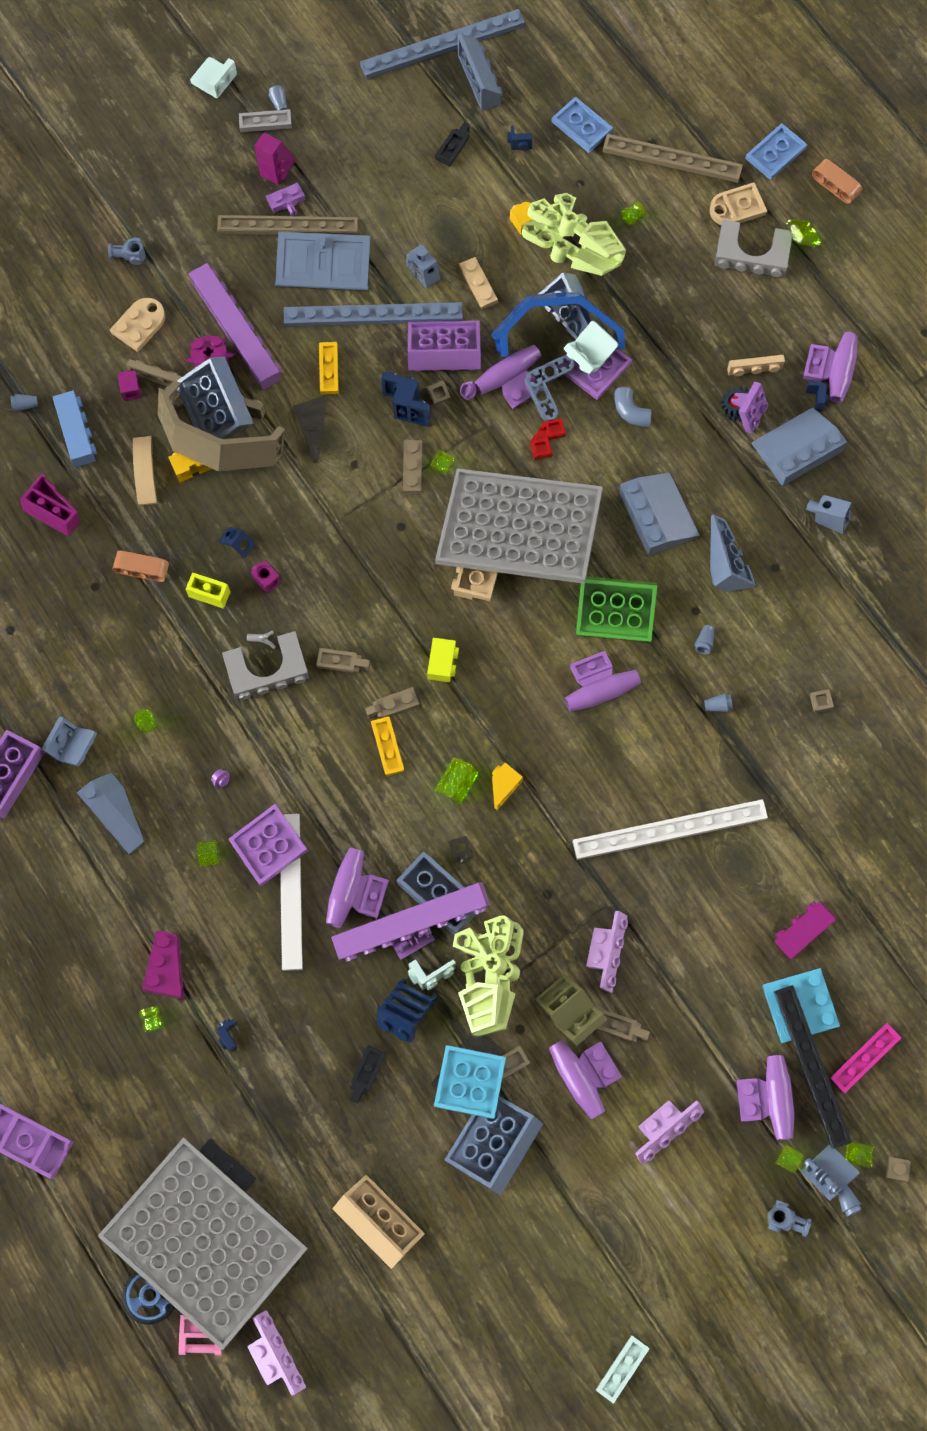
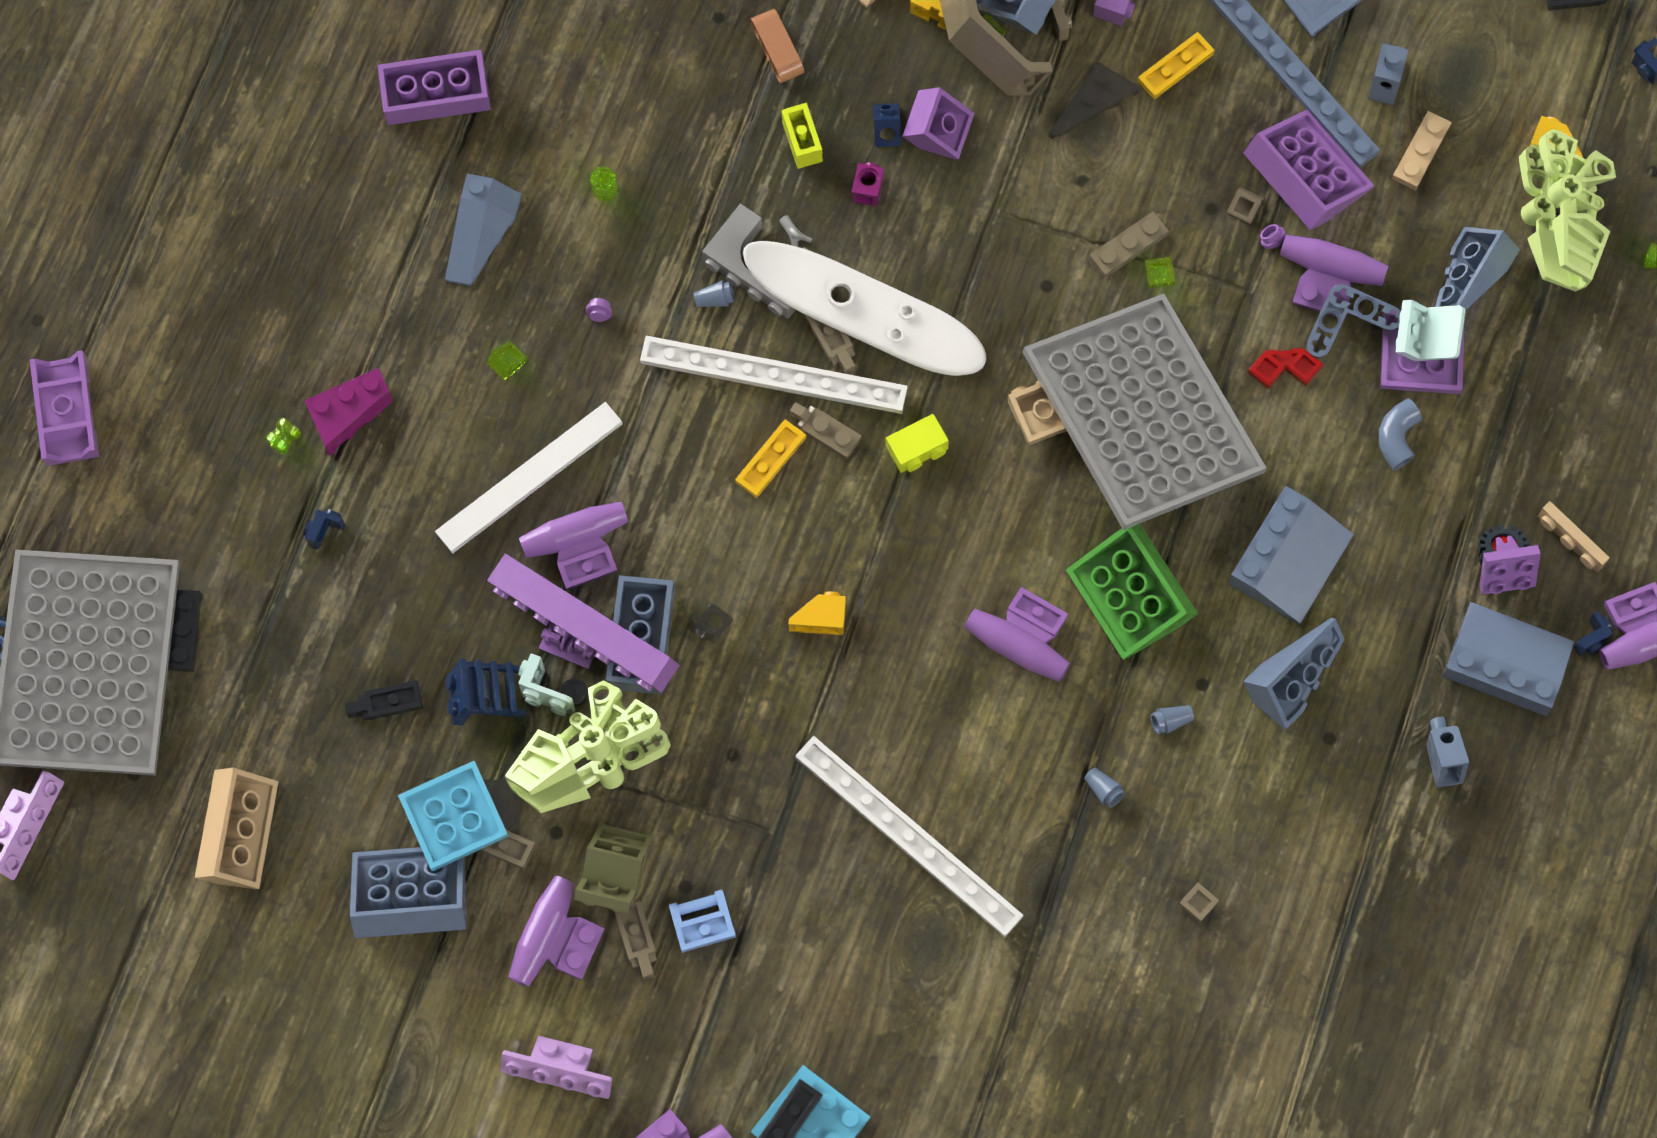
camera: 55 degrees right, 0 degrees up
(68, 742) = (518, 123): sand blue bracket -> none
(260, 513) = (938, 123): none -> medium lavender slope
(264, 707) = (715, 295): none -> sand blue cone
(268, 845) = (560, 414): medium lavender plate -> none
(337, 709) = (773, 374): none -> white plate
(347, 626) = (872, 314): none -> white piece
(406, 399) = (1201, 175): dark blue bracket -> none
(441, 957) = (576, 690): none -> black piece
(457, 780) = (788, 562): clear neon green bracket -> none
(501, 332) = (1470, 262): blue panel -> none
(606, 950) = (714, 863): lavender bracket -> none
(643, 982) = (704, 929): none -> light blue plate
(805, 928) = (903, 1067): magenta wedge -> none

